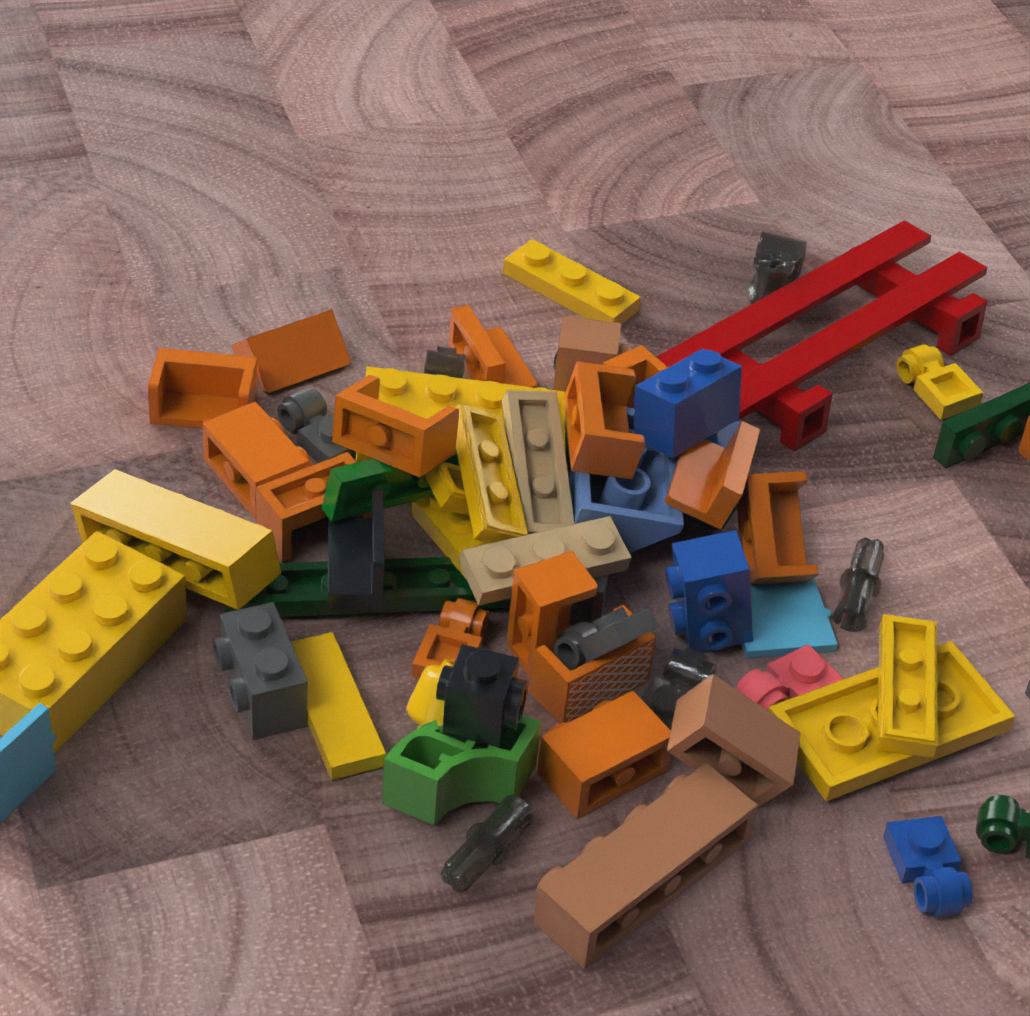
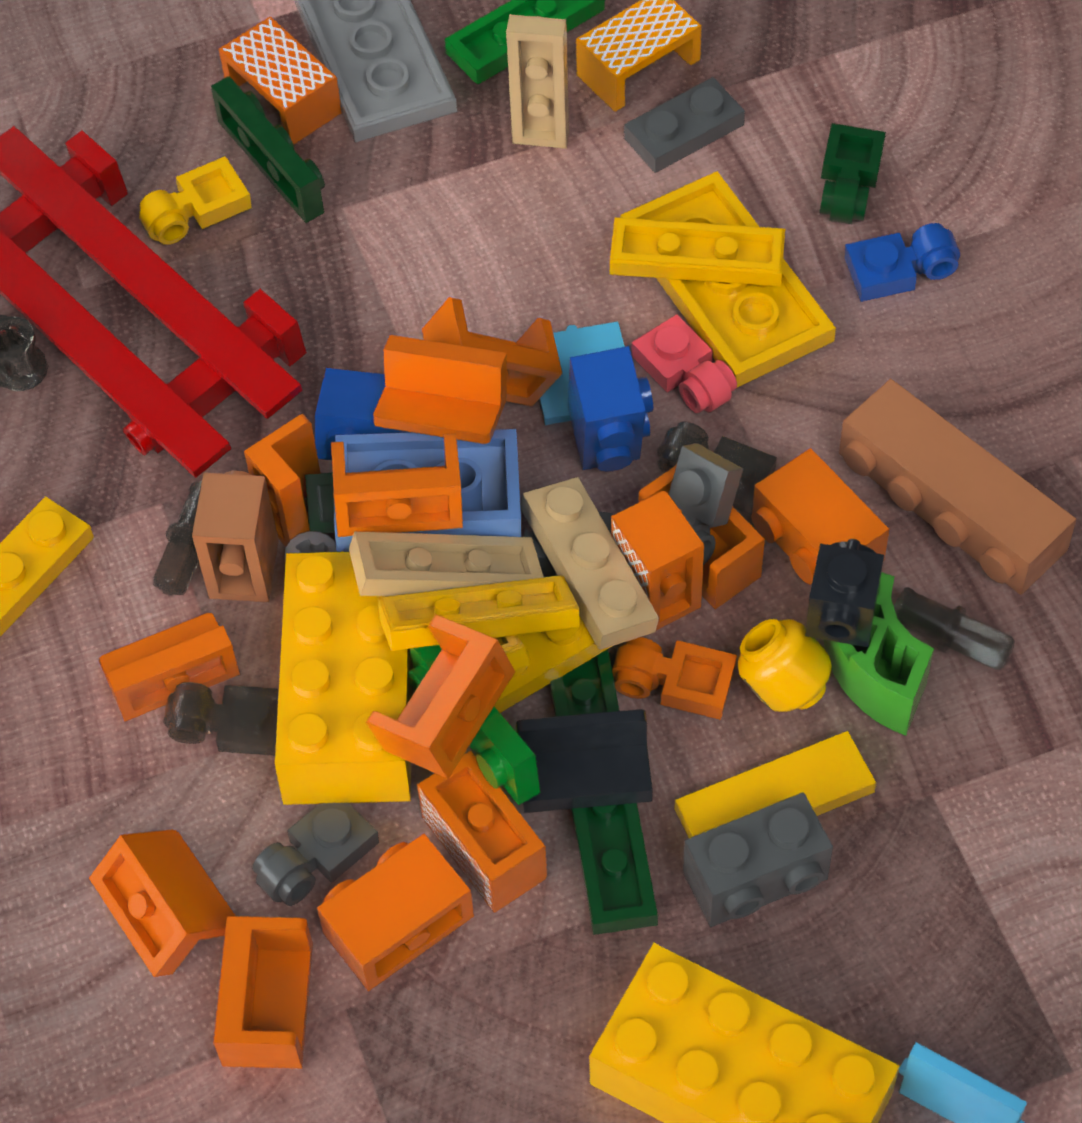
camera: 85 degrees left, 15 degrees up
(212, 548) = (570, 972): yellow brick -> none
(687, 402) = (356, 401): blue brick -> none
(735, 738) = (805, 397): nougat brick -> none
(860, 585) = (534, 292): clear smoke axle -> none

